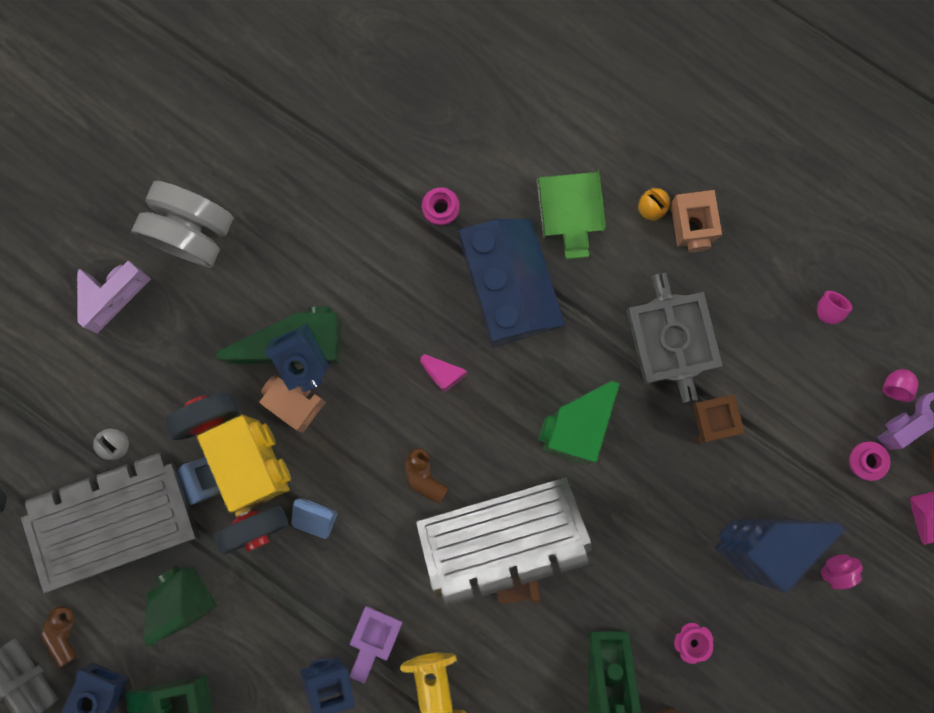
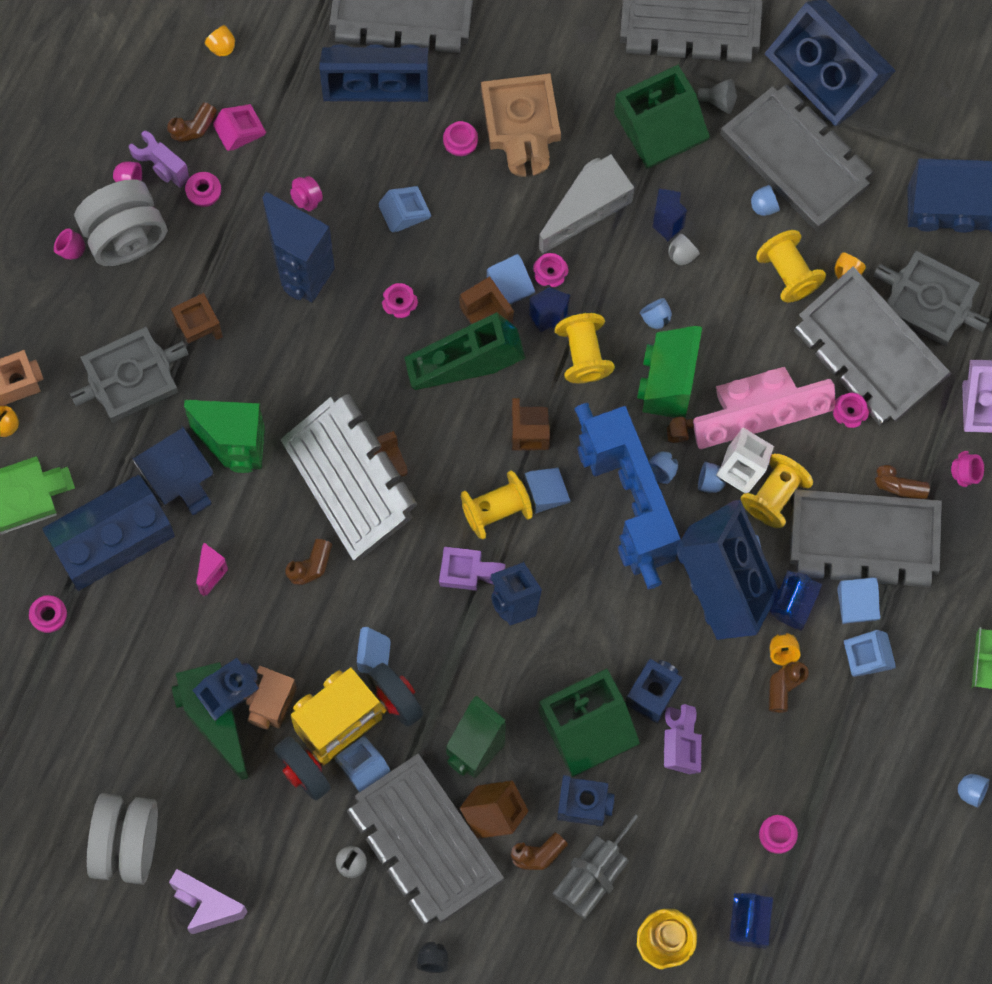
camera: 105 degrees left, 10 degrees down
(114, 602) = (494, 809): none -> reddish brown panel
(560, 362) = (175, 470): none -> dark blue piece
(803, 675) = (403, 208): none -> medium blue slope
(847, 362) = (120, 222): none -> light grey wheel

